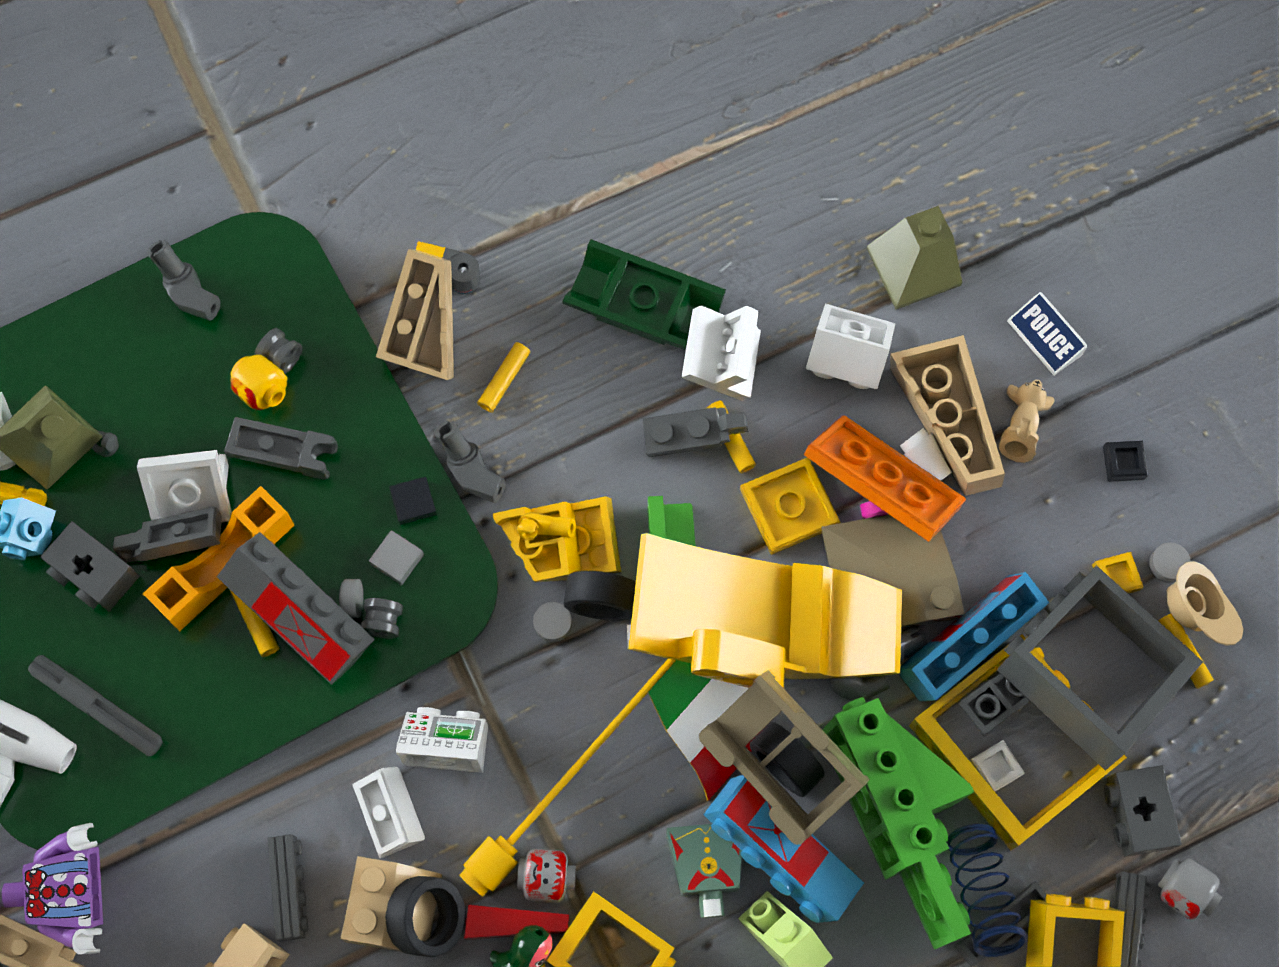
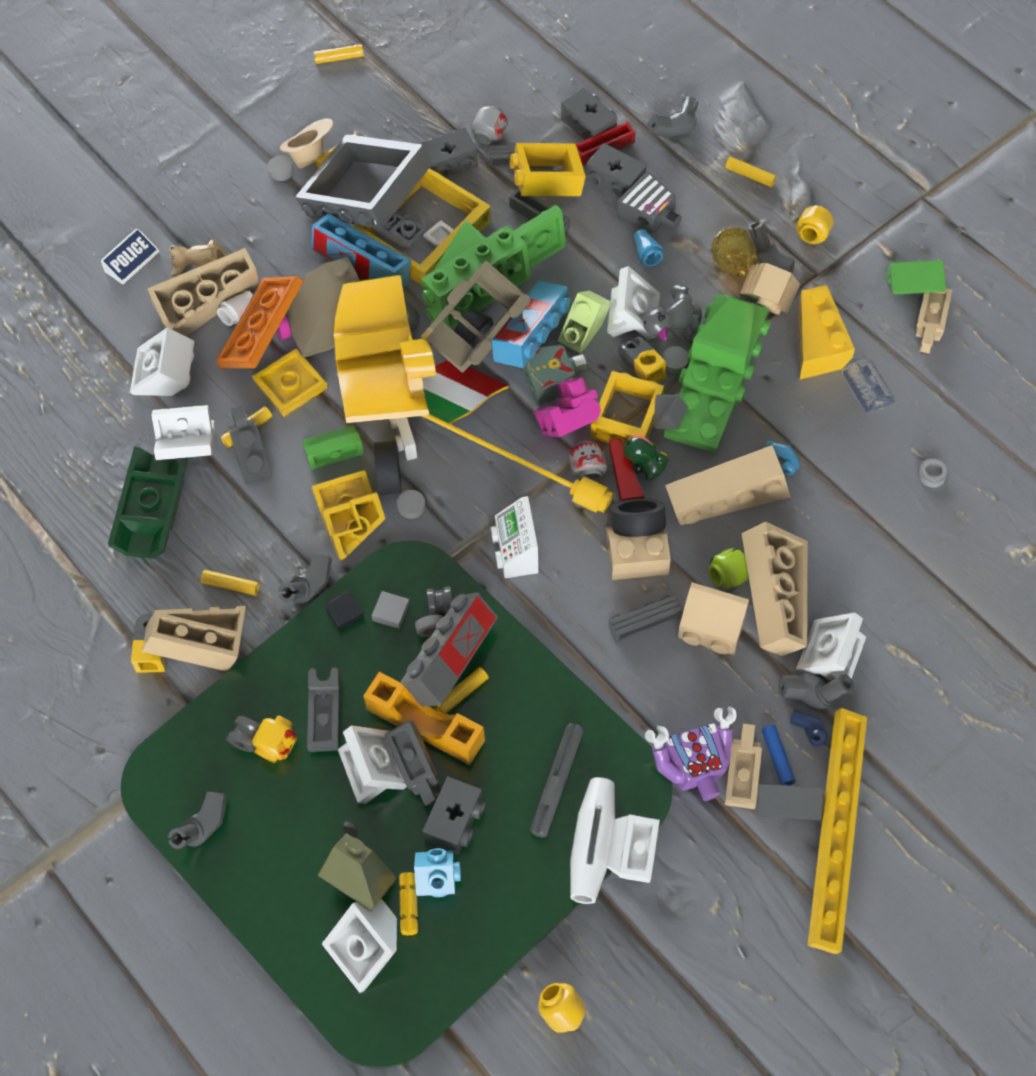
camera: 100 degrees left, 10 degrees down
(388, 811) = (574, 572): white slope -> none
(537, 524) = (344, 520): yellow arm -> none
(616, 864) = (574, 409): none -> dark pink hips
(917, 258) = (84, 341): olive slope -> none
(987, 951) = (490, 228): dark blue piece -> none
(1122, 571) = (290, 191): yellow tile -> none
(1125, 461) = (214, 202): black tile -> none

